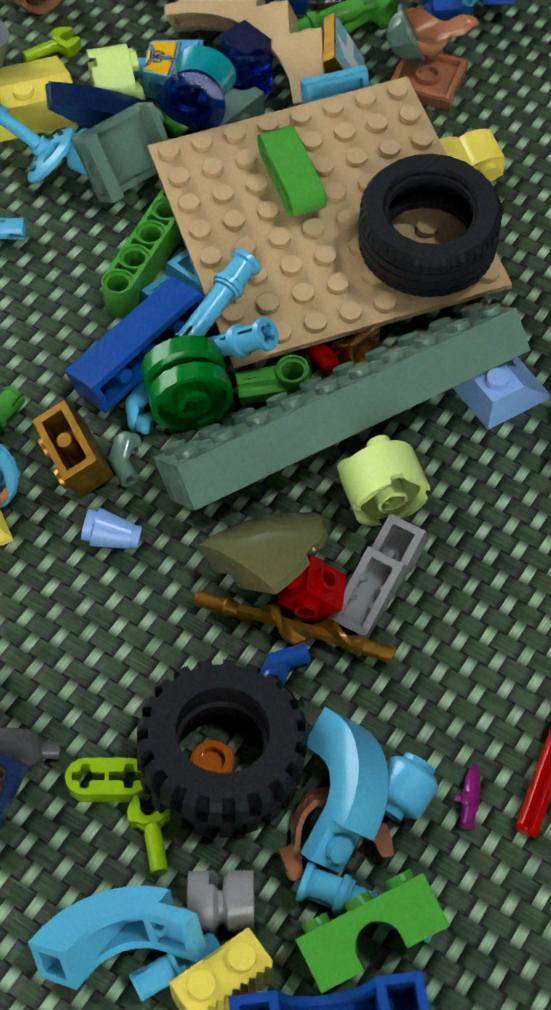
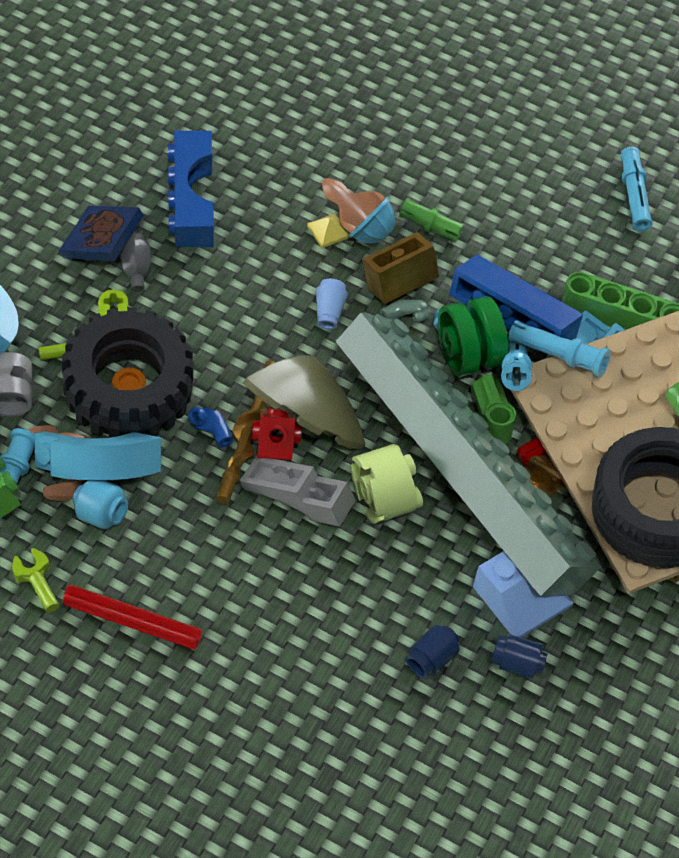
camera: 80 degrees right, 0 degrees up
(469, 798) = (97, 556): magenta helmet -> none
(504, 867) = (36, 577): none -> lime bar

